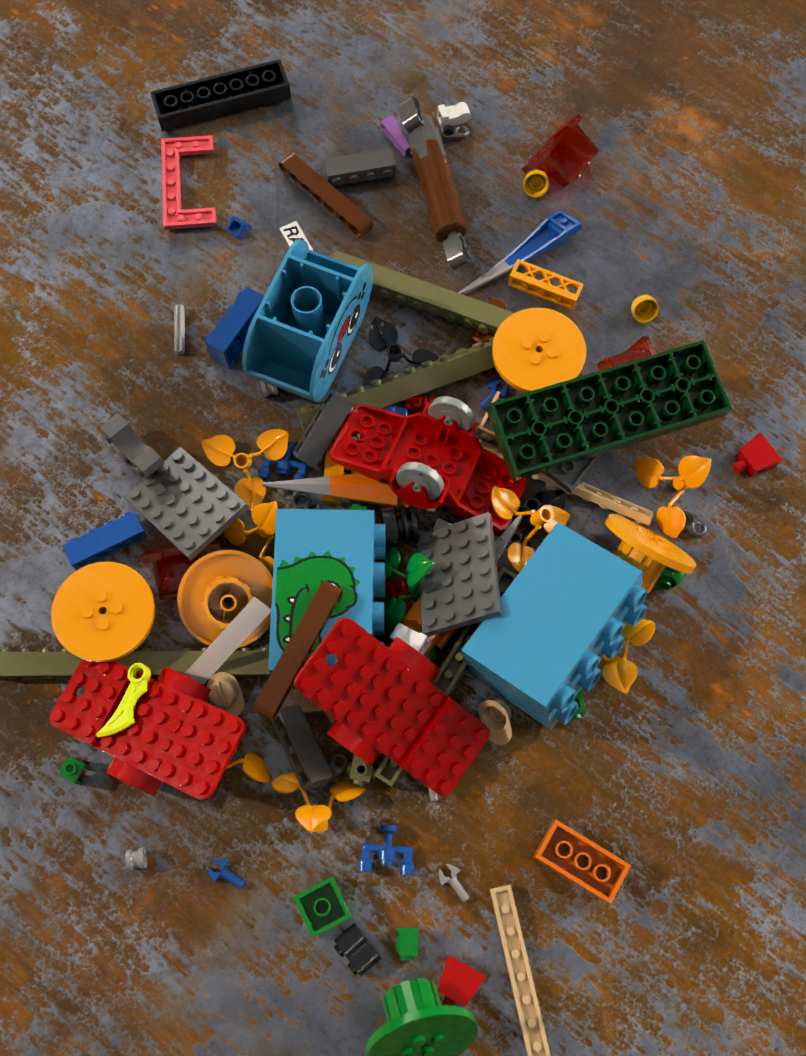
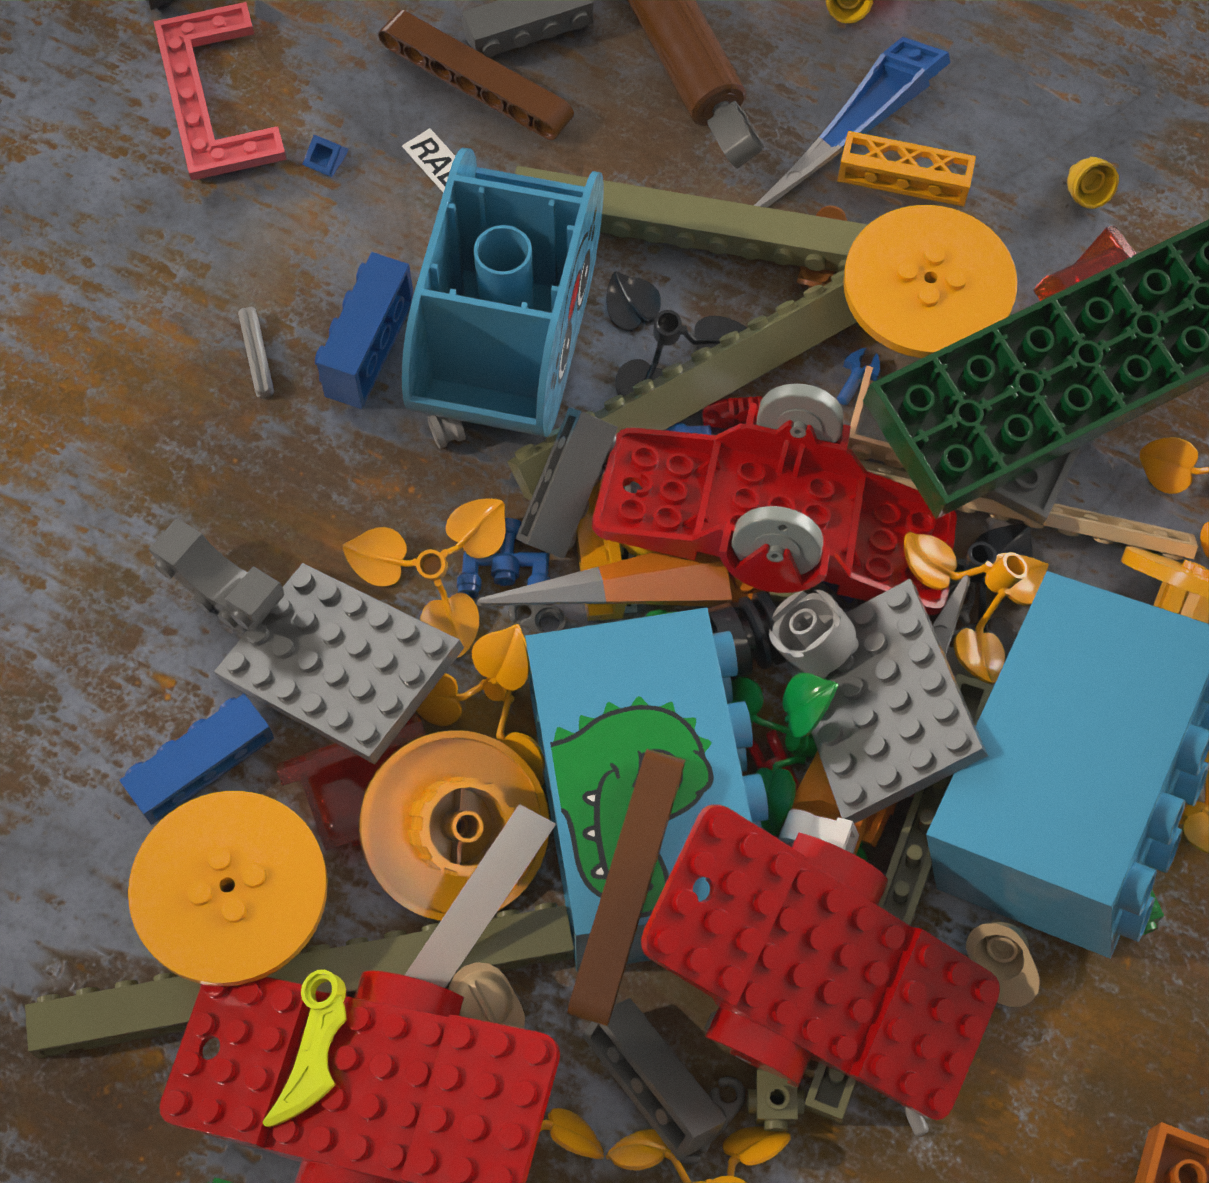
camera: 10 degrees left, 5 degrees down
(431, 532) = (813, 633): none -> light grey brick

